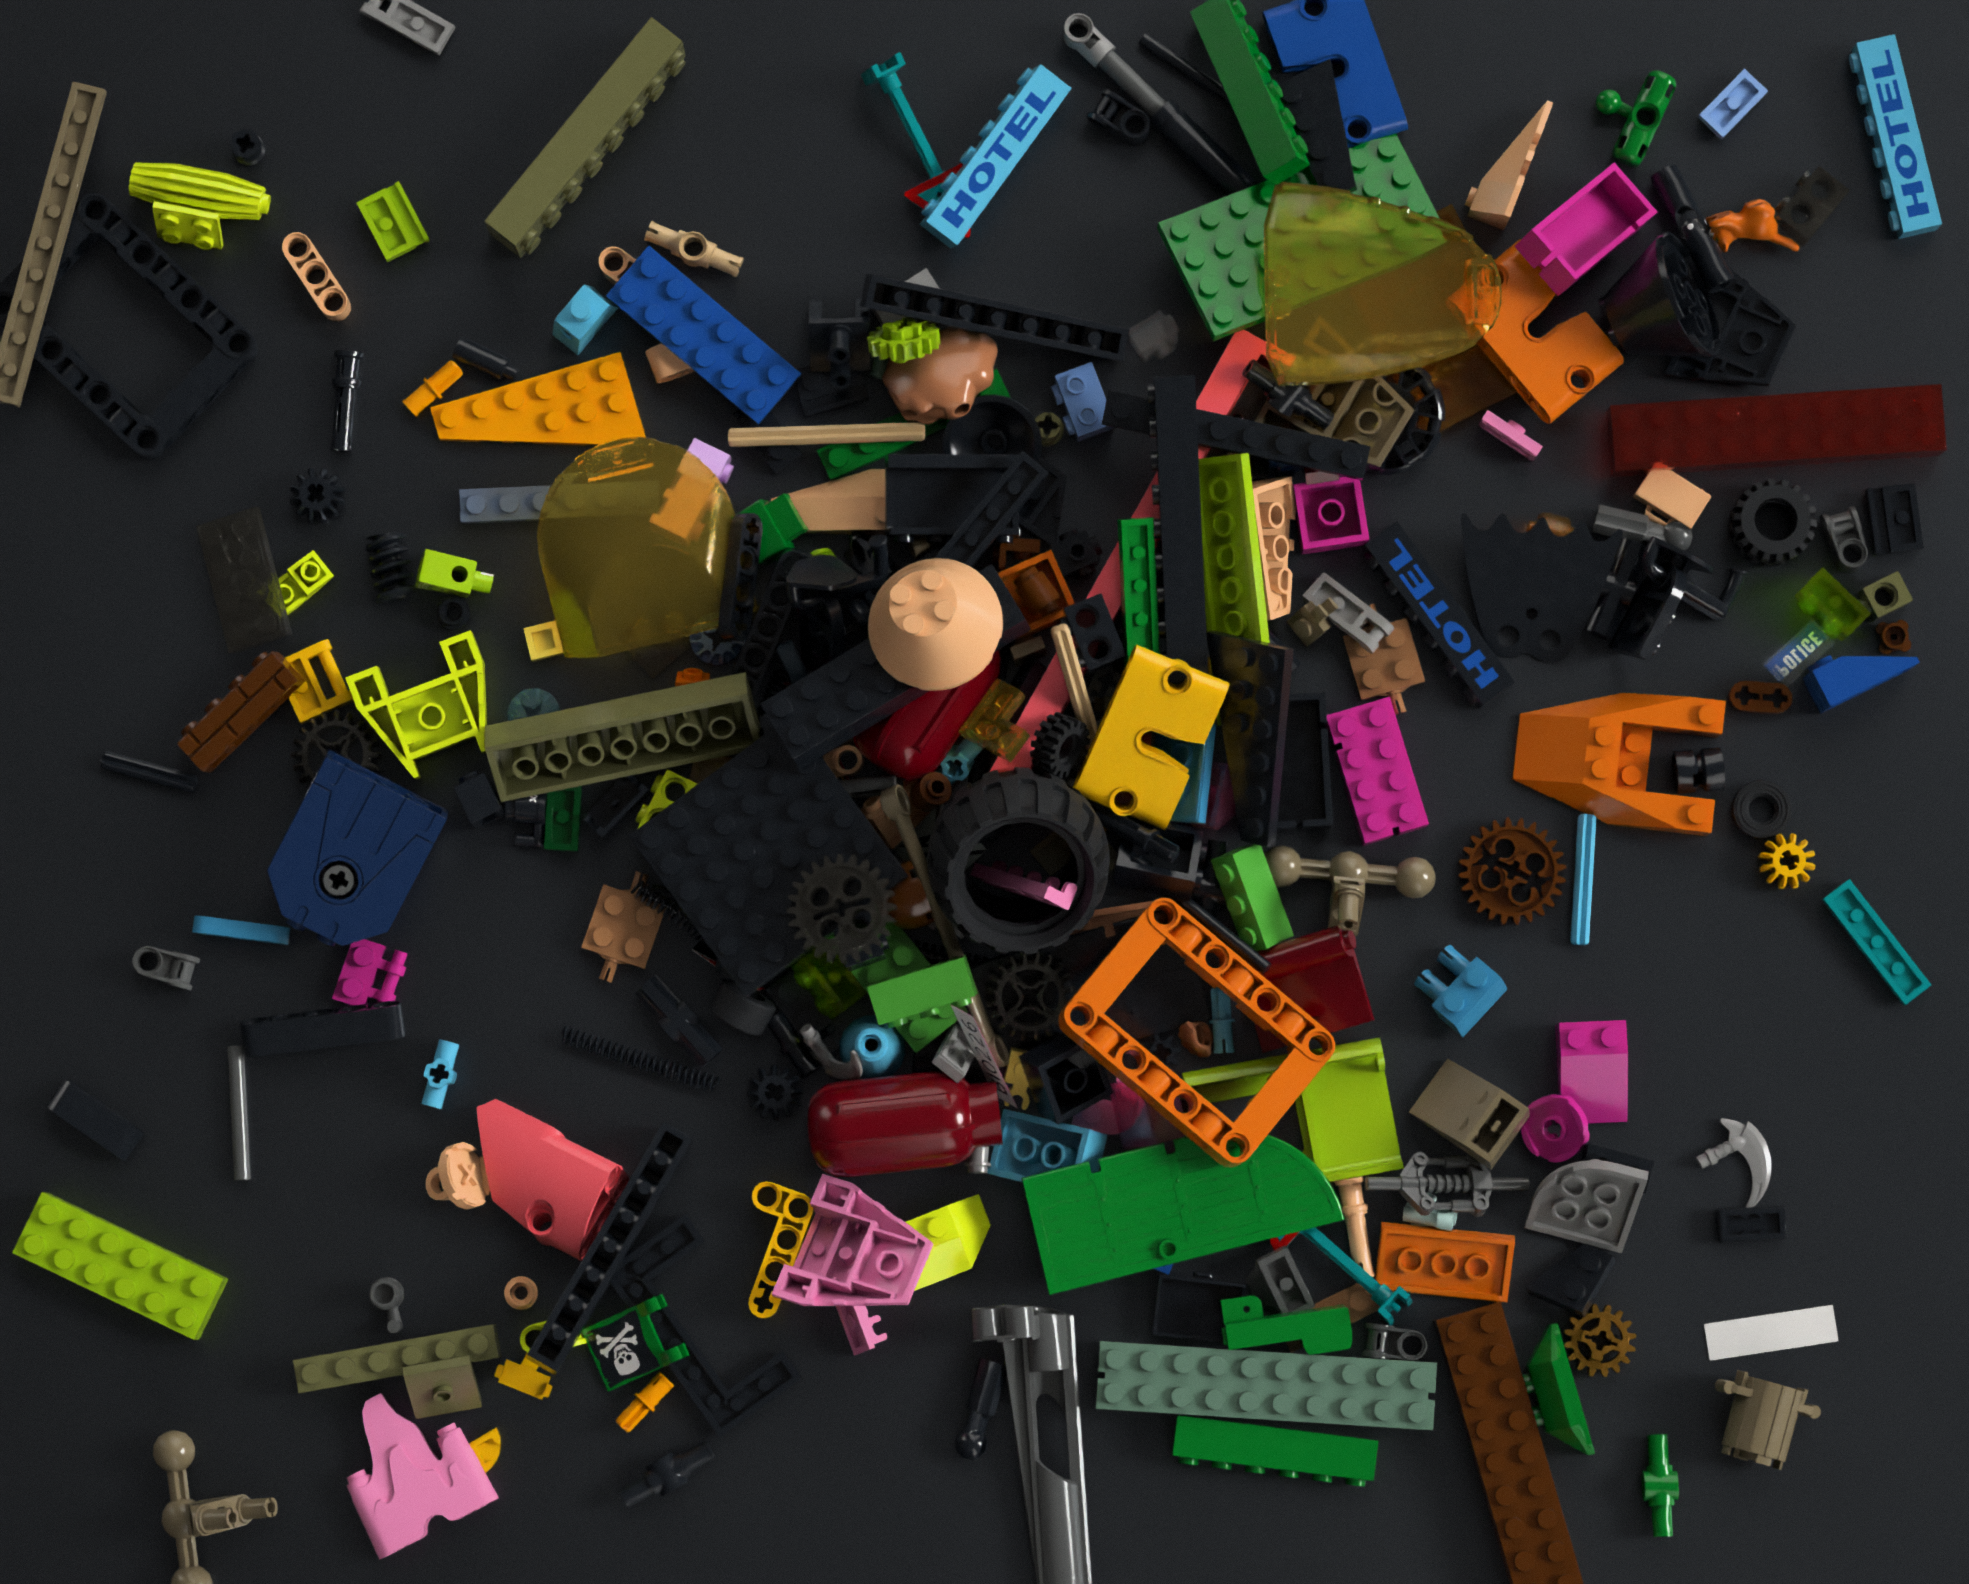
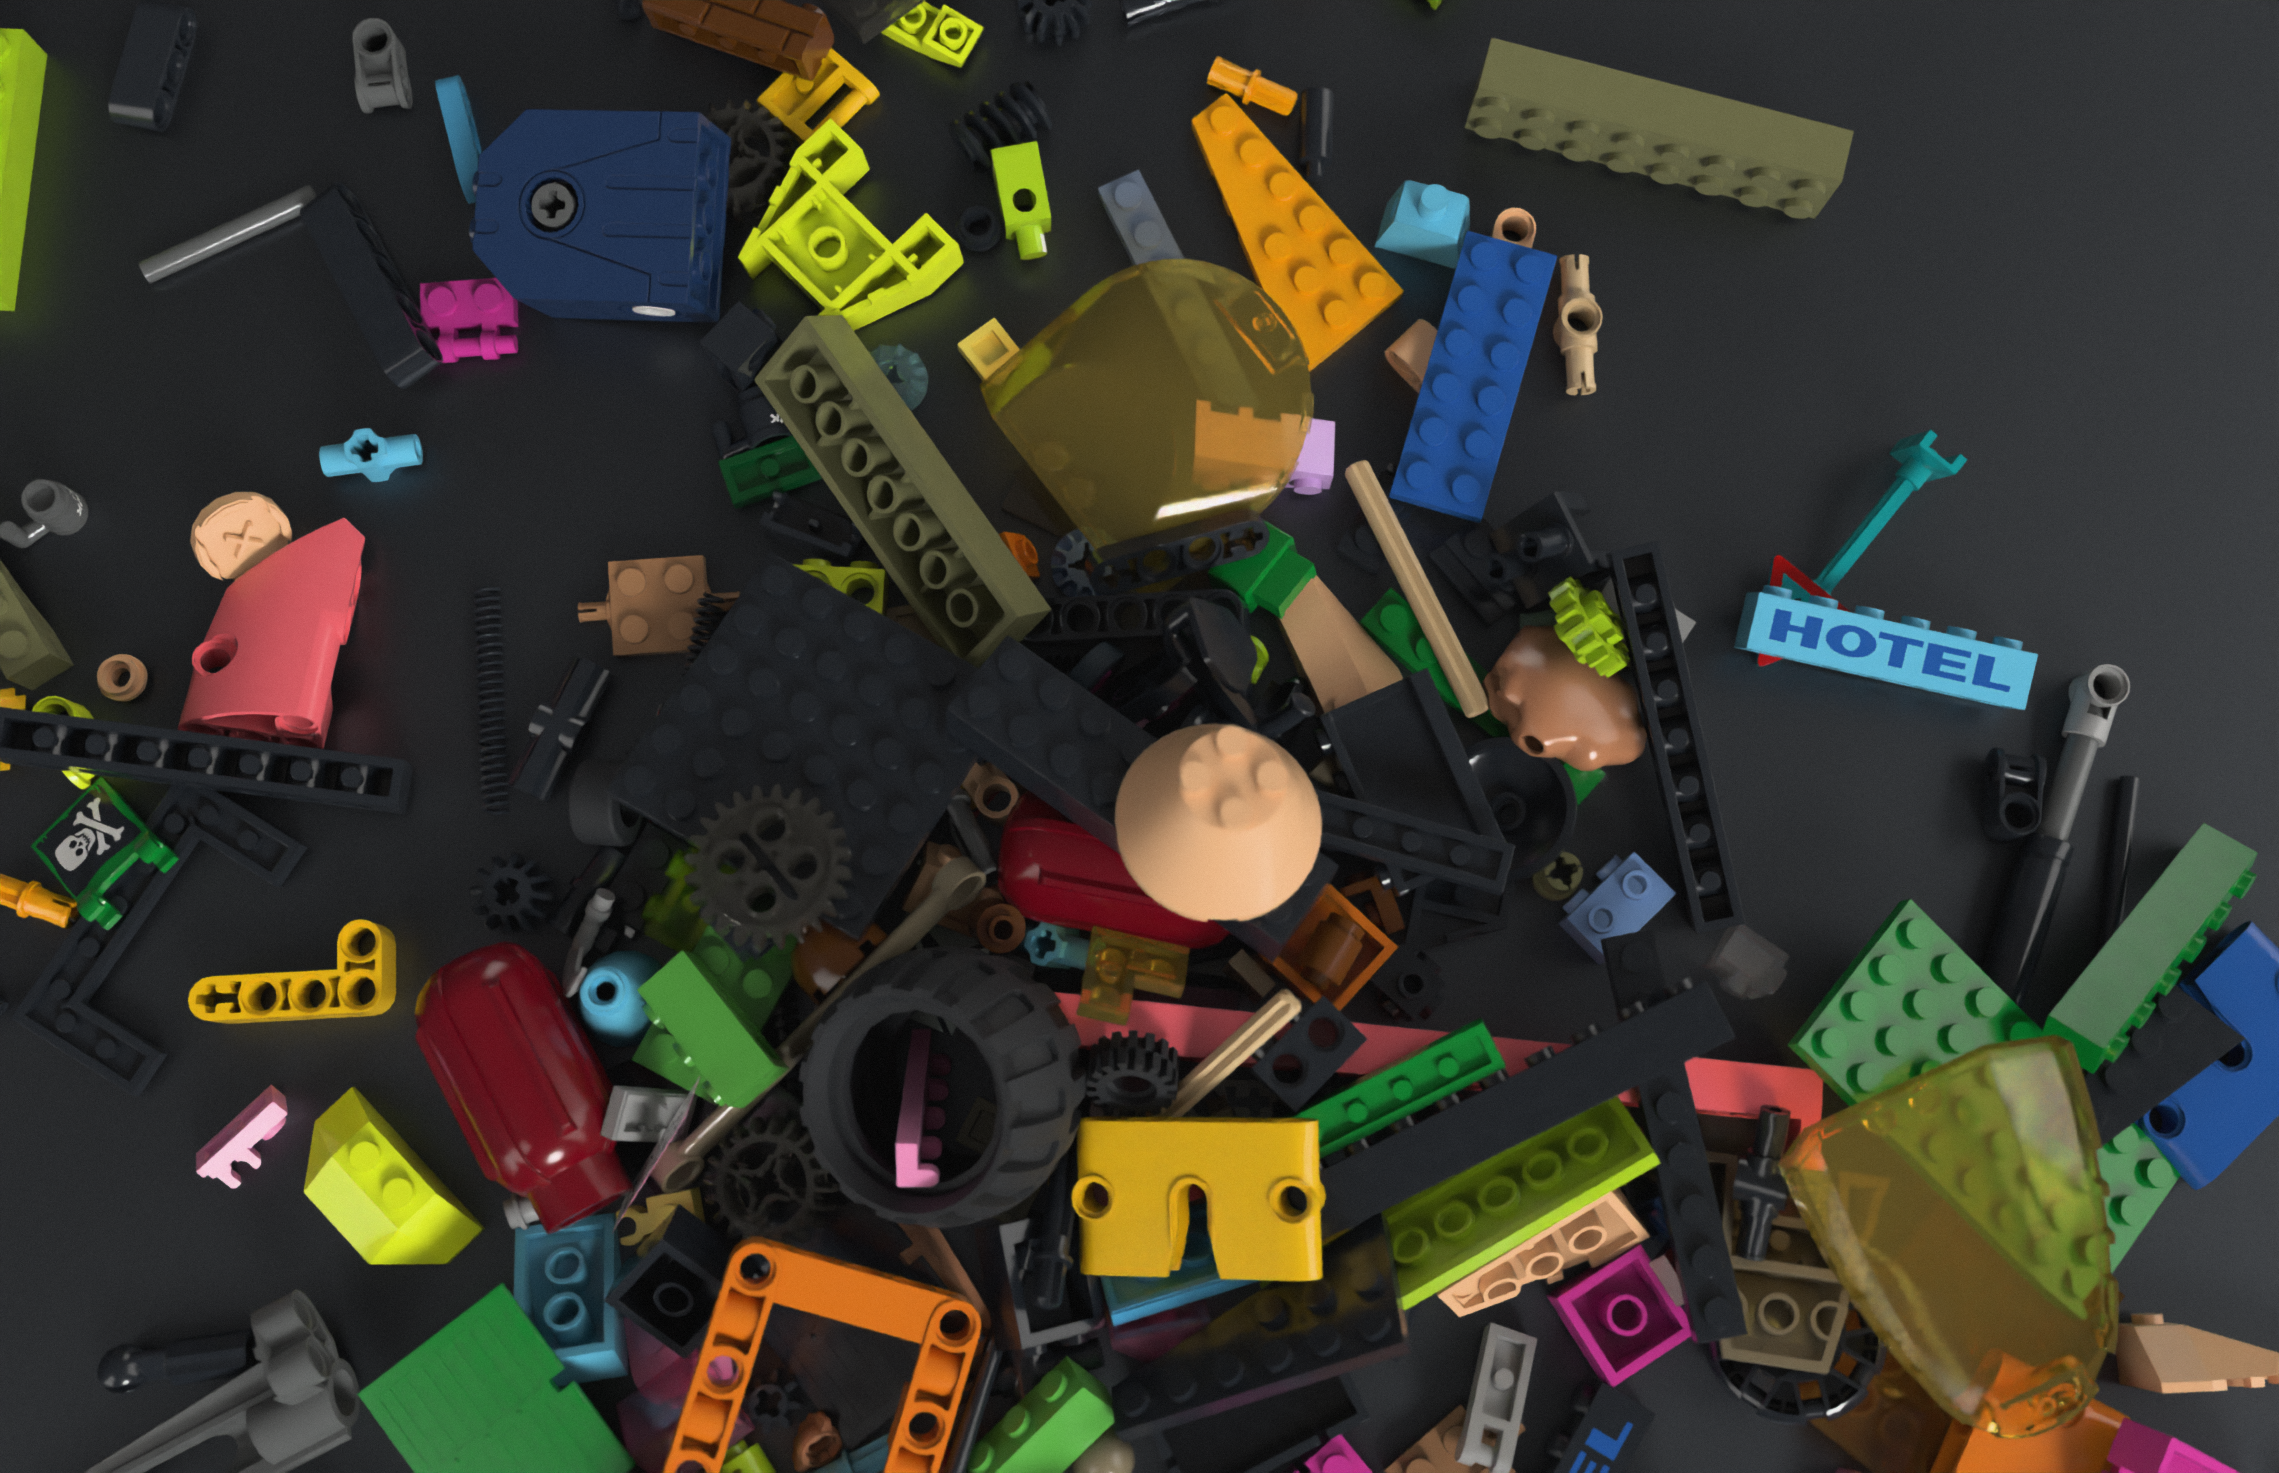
camera: 65 degrees right, 5 degrees down
(853, 1253) = (308, 1094): bright pink wedge -> none
(1311, 622) = (1461, 1352): dark tan plate -> none

